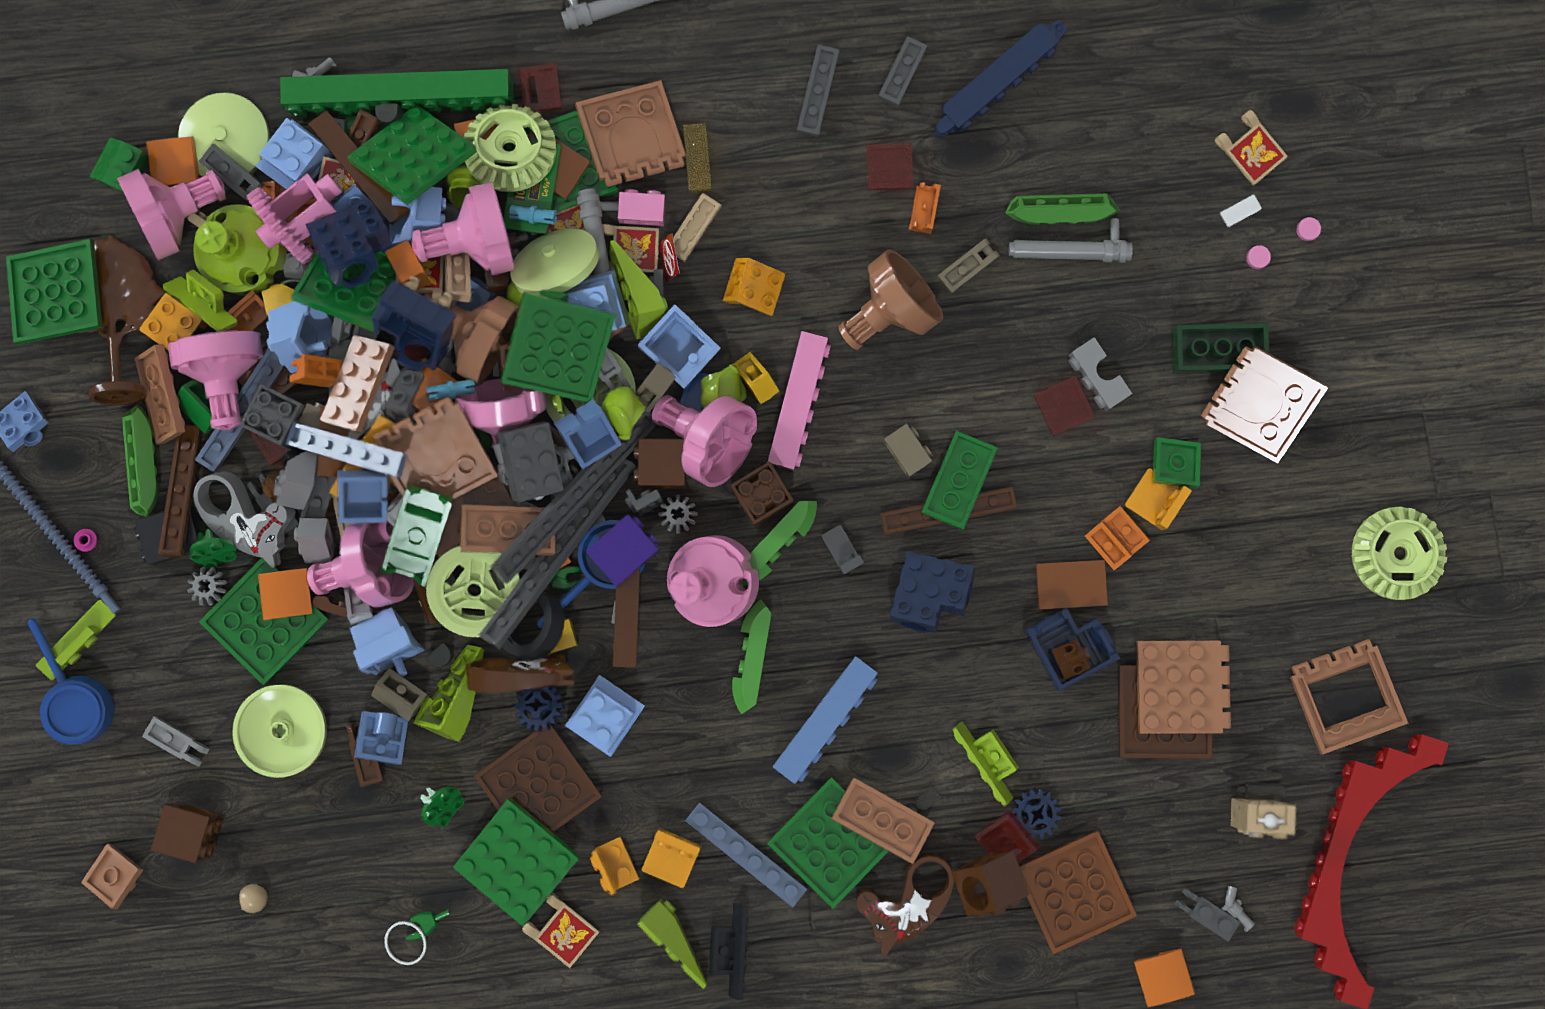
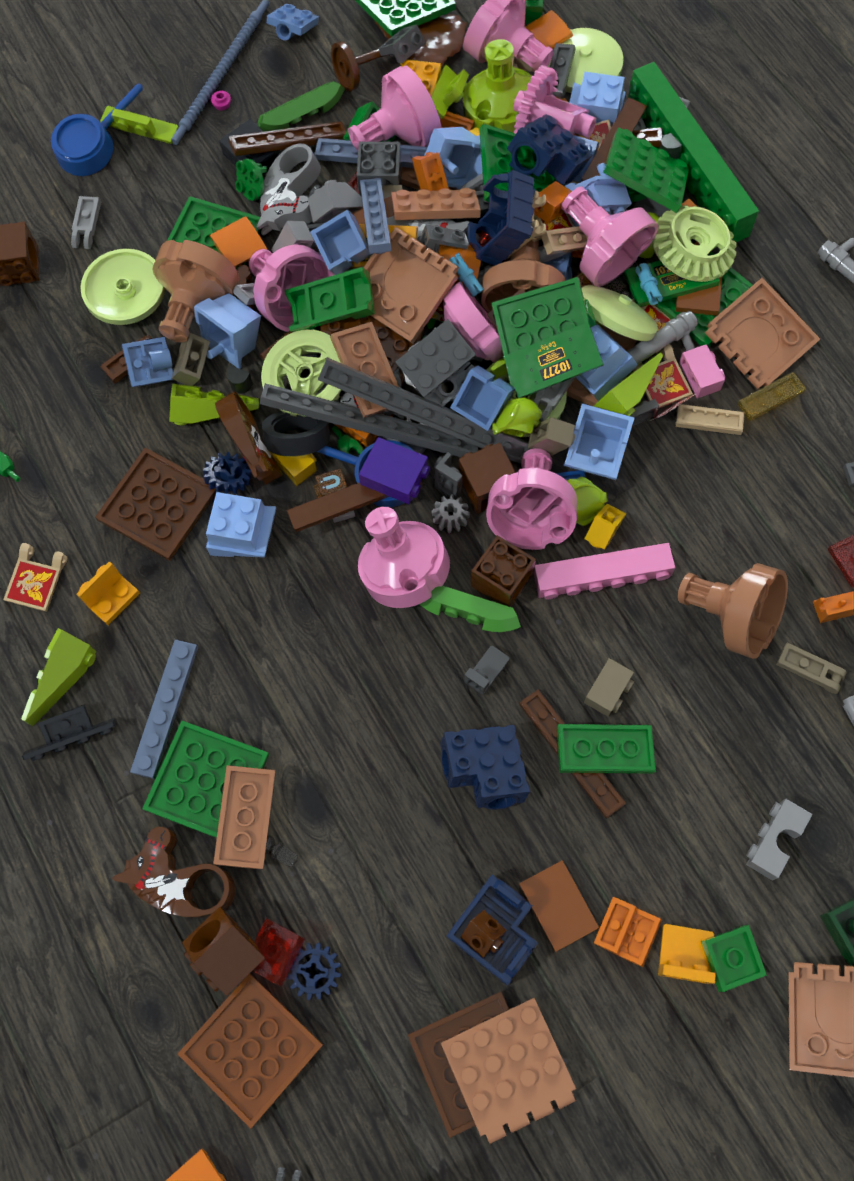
camera: 70 degrees right, 15 degrees down
(121, 321) = (403, 43): none -> dark grey bracket
(161, 396) = (354, 100): nougat plate -> none
(199, 586) = (221, 190): light grey gear -> none
(323, 660) = (191, 276): none -> nougat piece
(441, 805) = (107, 431): green plate -> none
(516, 861) = (82, 513): green plate -> none
(546, 86) = (759, 259): clear red plate -> none
(589, 353) = (553, 360): none -> green tile
(598, 613) = (329, 483): none -> clear orange brick
(671, 858) = (136, 642): light orange bracket -> none
(746, 688) = (343, 636): bright green brick -> none
(754, 285) = (687, 491): light orange bracket -> none
(825, 719) = (320, 723): medium blue brick -> none
(990, 758) = (349, 898): lime bracket -> none
(1064, 406) = (729, 818): clear red plate -> none

